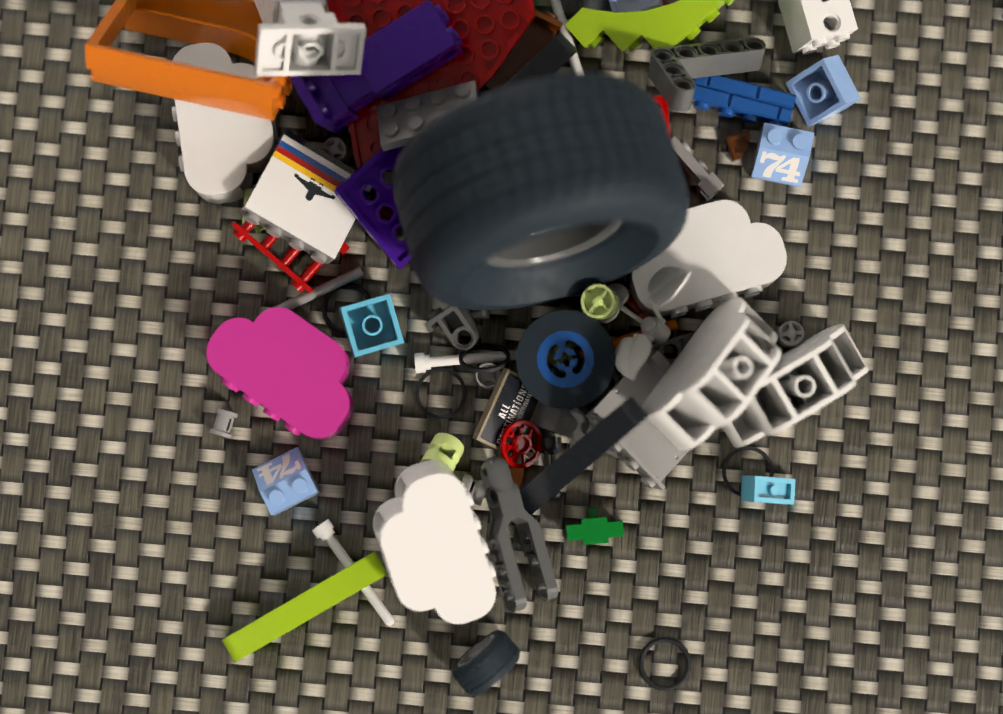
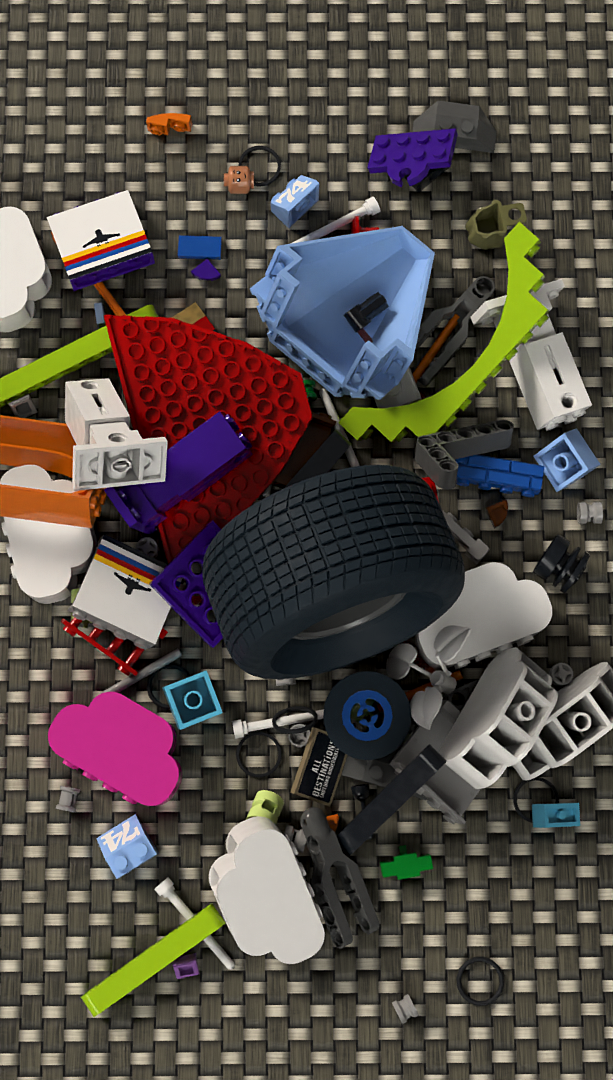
camera: 10 degrees left, 5 degrees down
(340, 617) = (186, 966): none -> medium lavender slope
(406, 117) = (210, 515): light grey plate -> none
(452, 321) = (263, 691): dark grey pin -> none
(486, 663) = (321, 996): black wheel -> none
(520, 444) = (333, 793): red wheel -> none
(578, 685) = (405, 1008): none -> light grey wheel
(600, 302) = (392, 662): yellowish green wheel -> none
(782, 154) = (537, 517): light blue slope -> none
(804, 208) = (561, 563): none -> black wheel
(843, 153) = (589, 512): none -> light grey wheel

